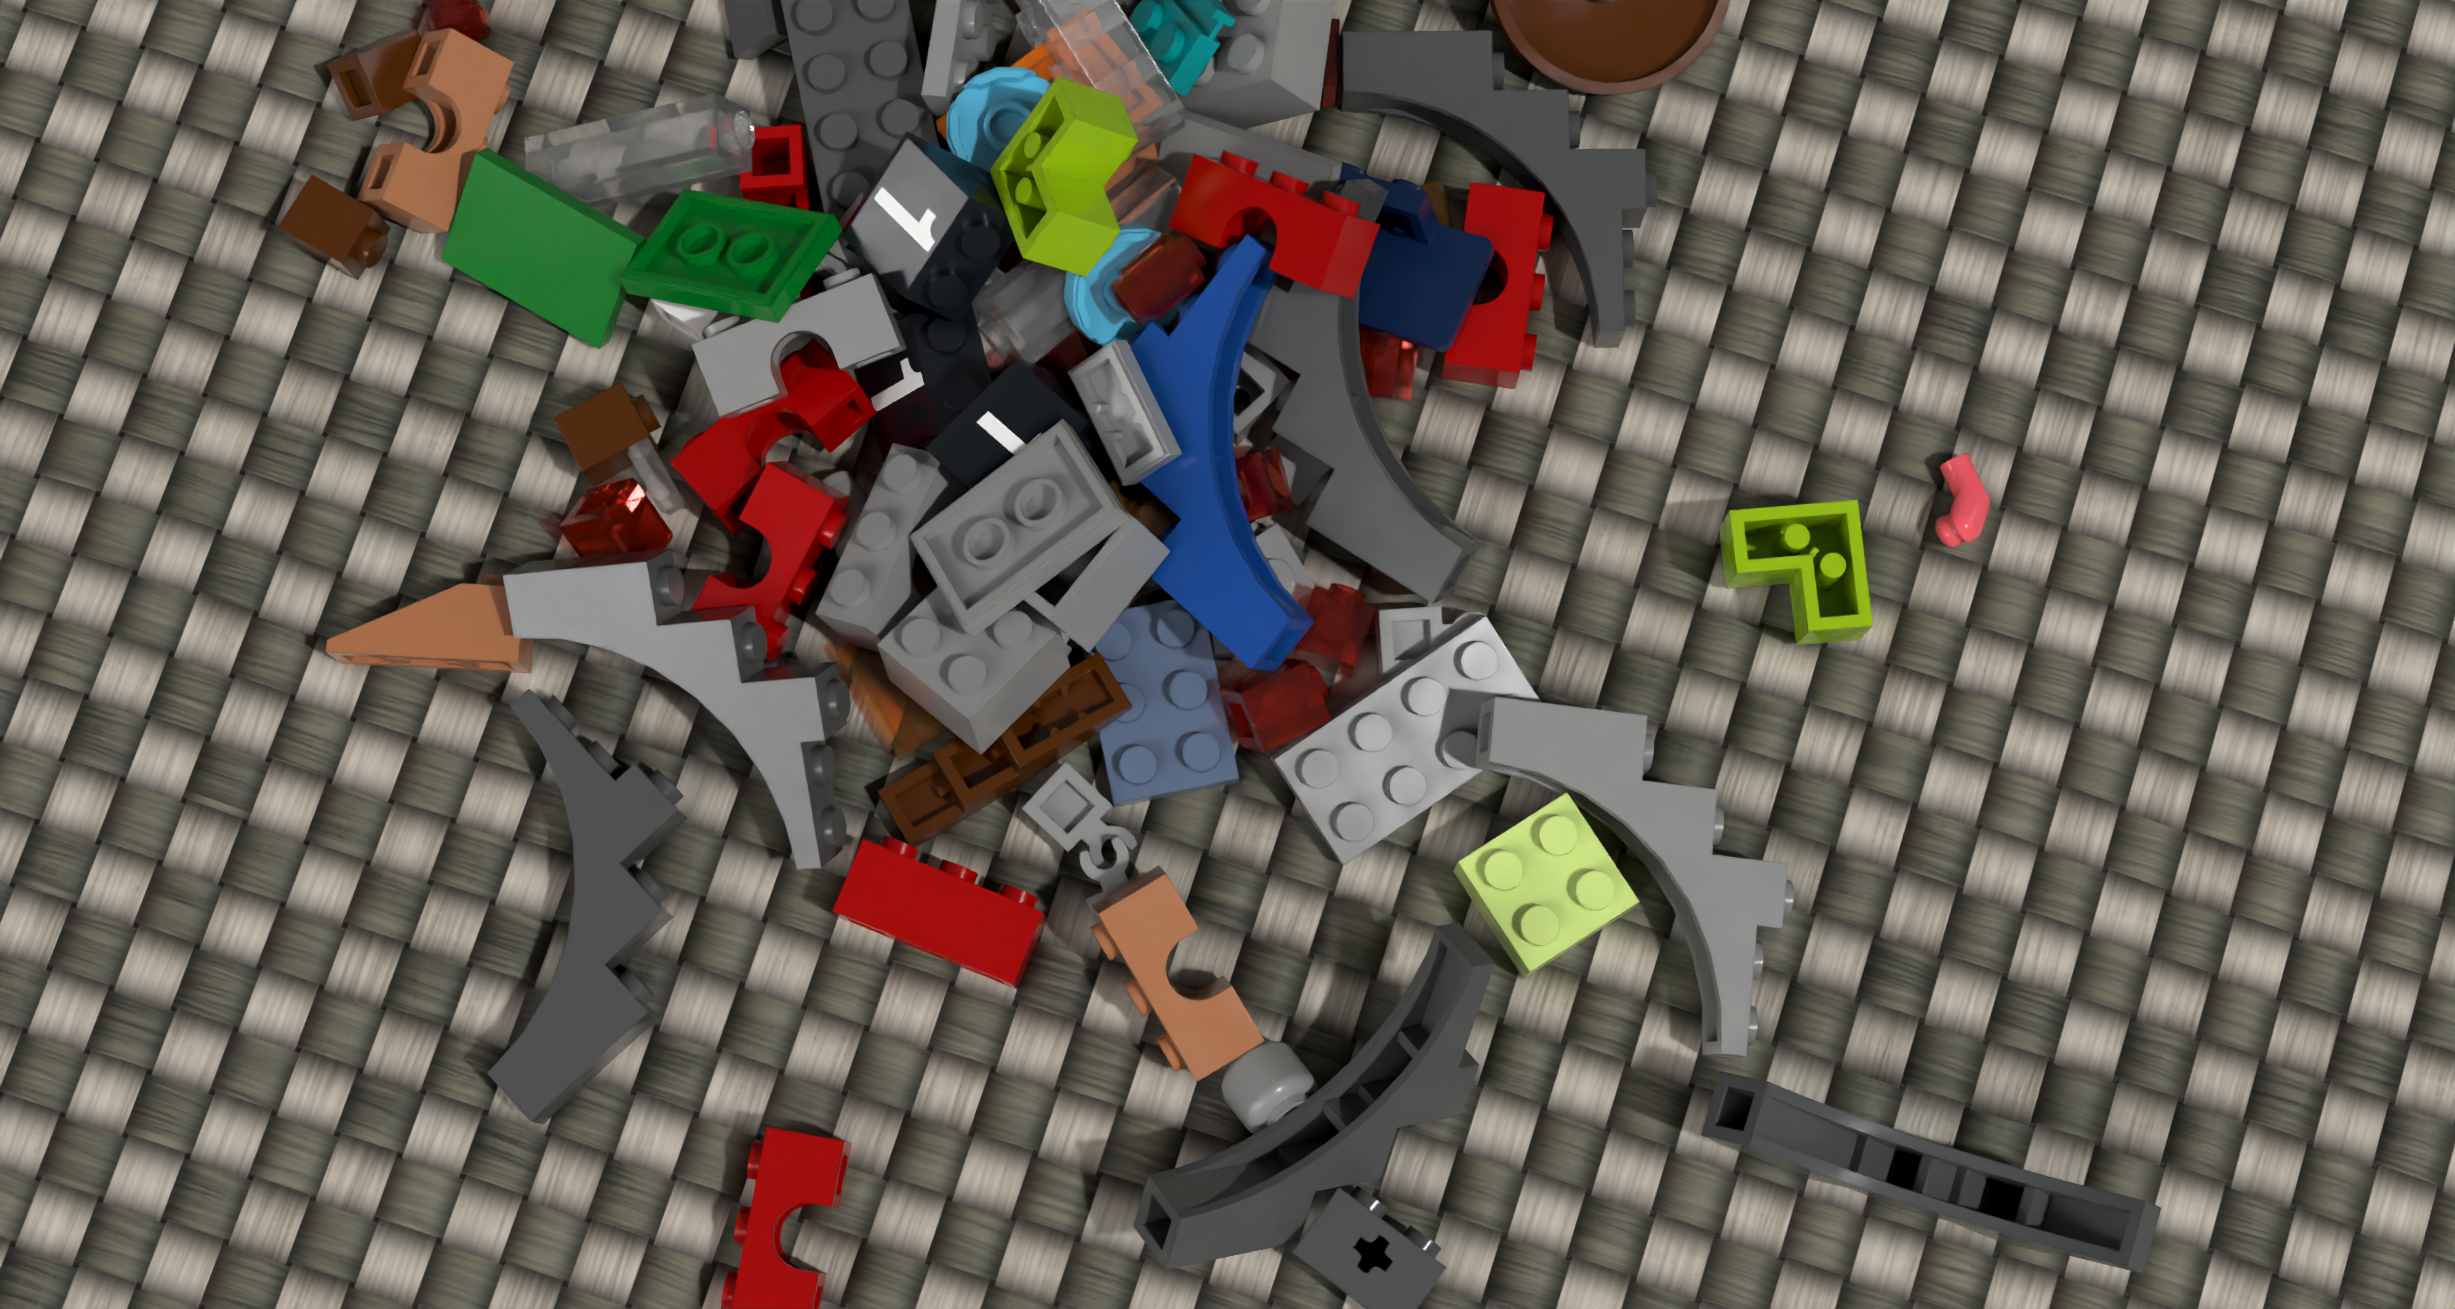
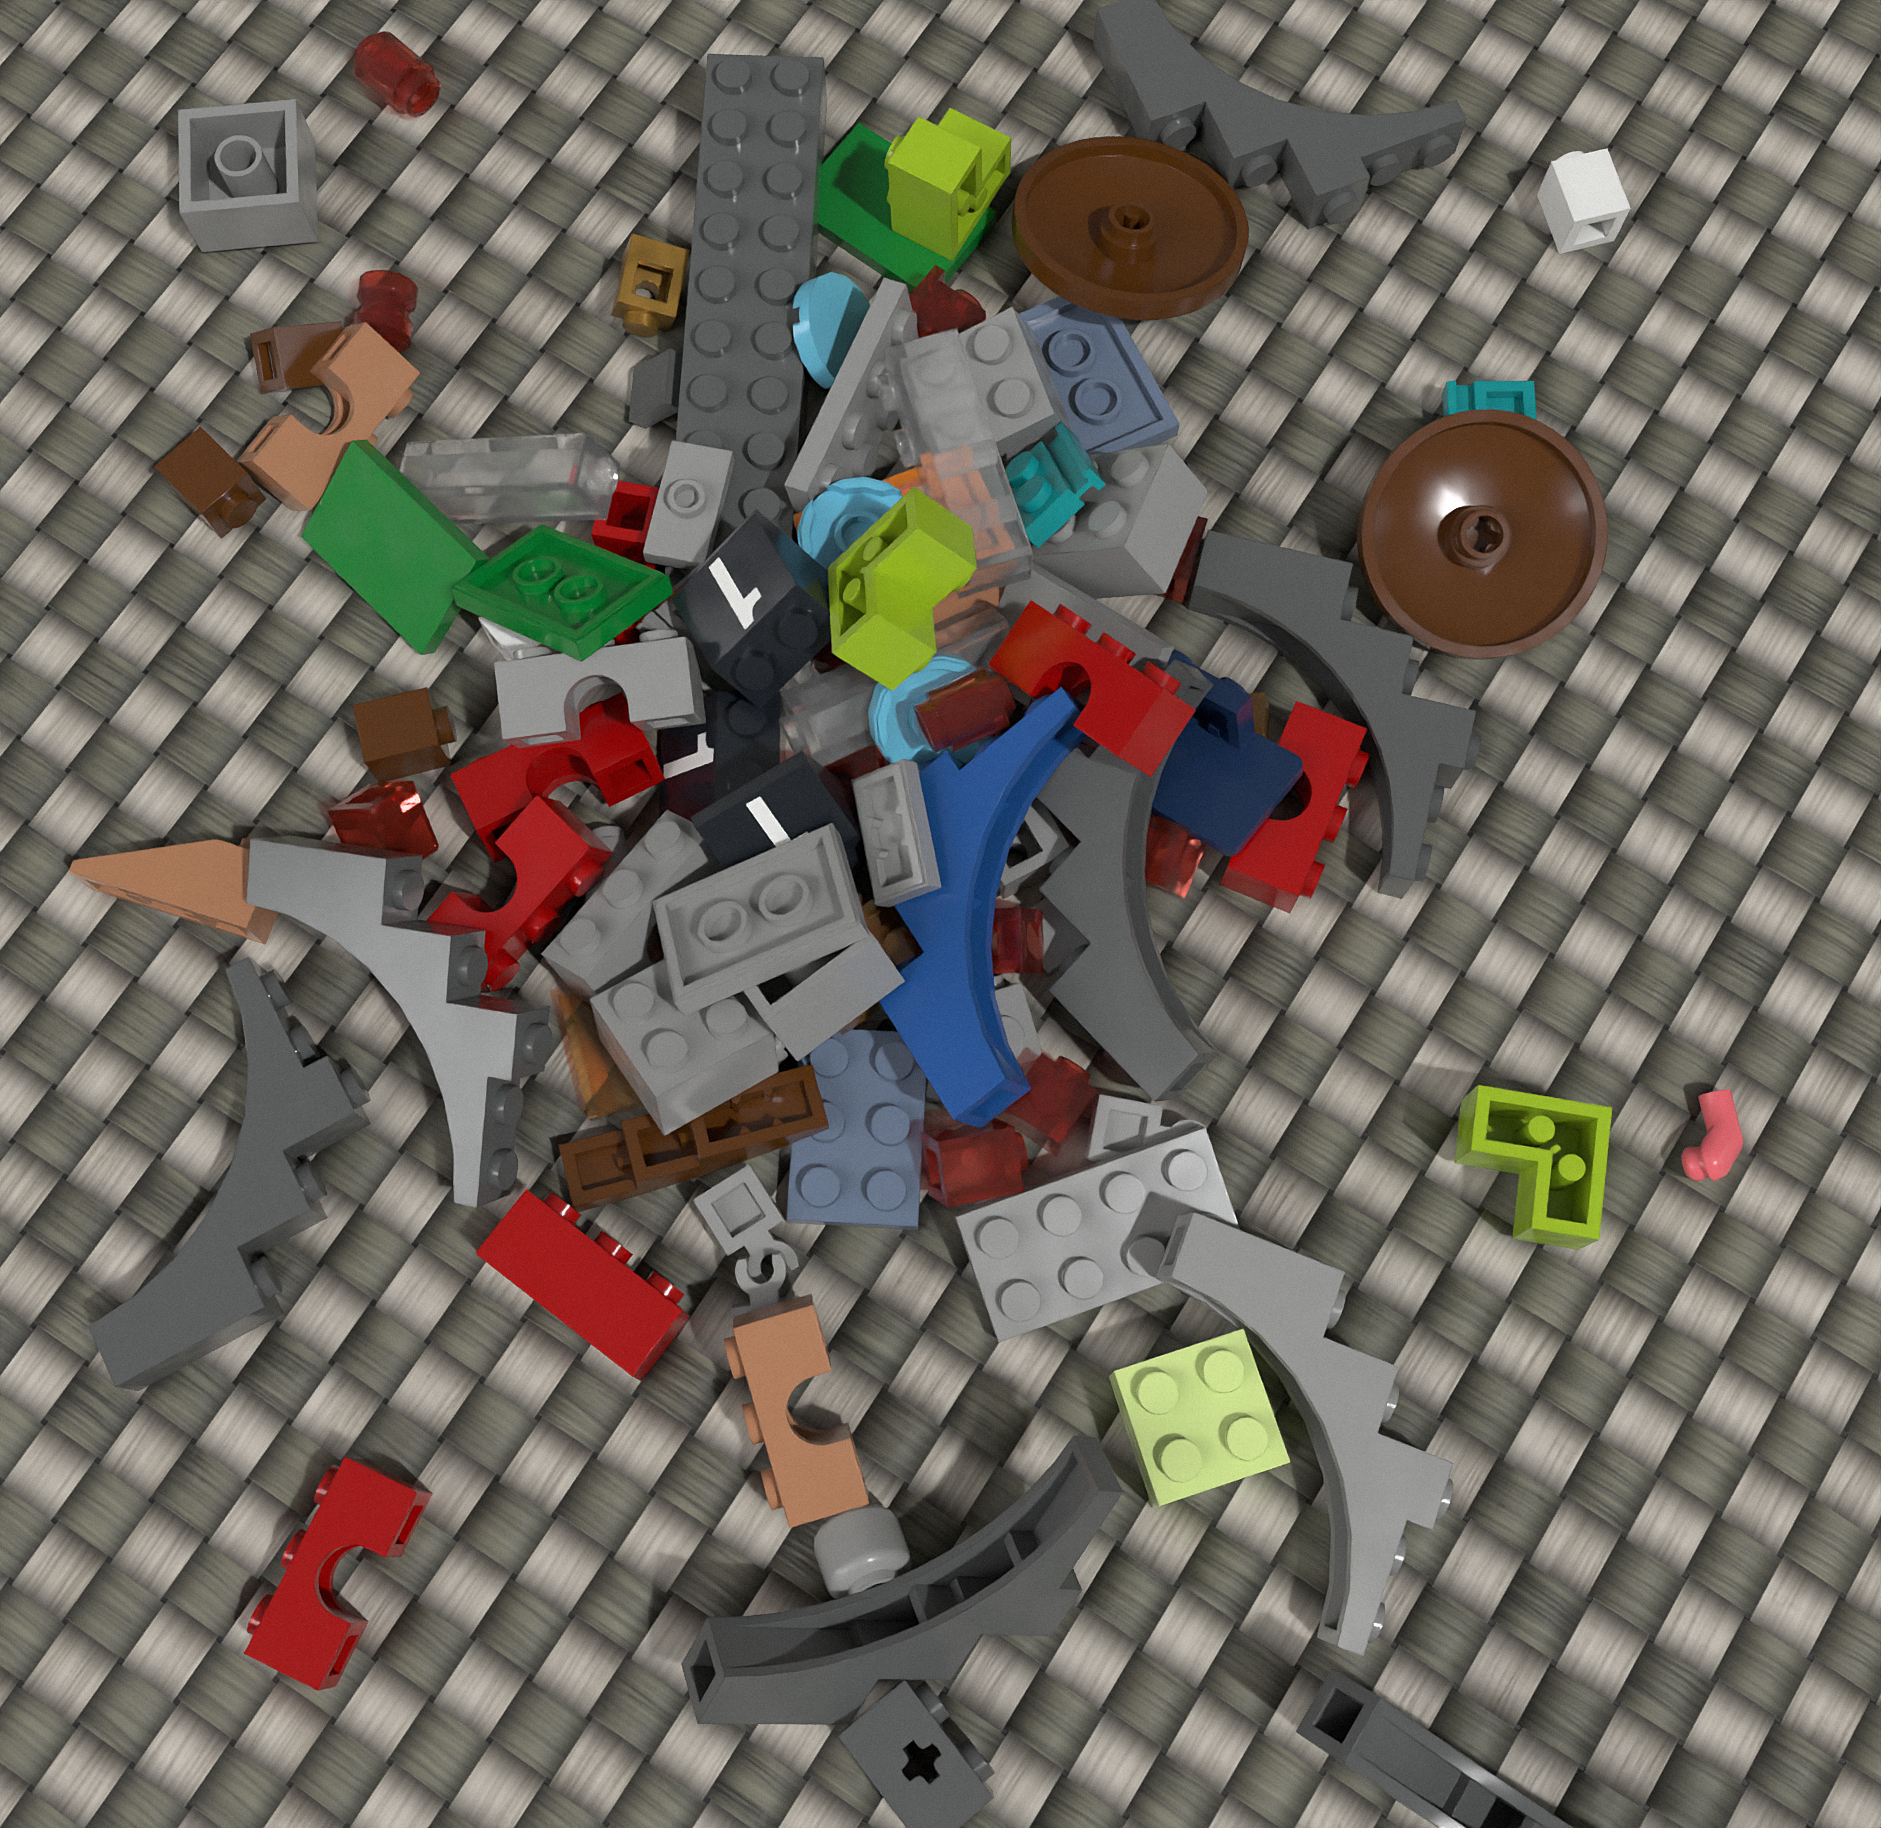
camera: 15 degrees right, 5 degrees down
(656, 477) = (437, 787): clear tile -> none
(830, 137) = (688, 505): none -> light grey plate

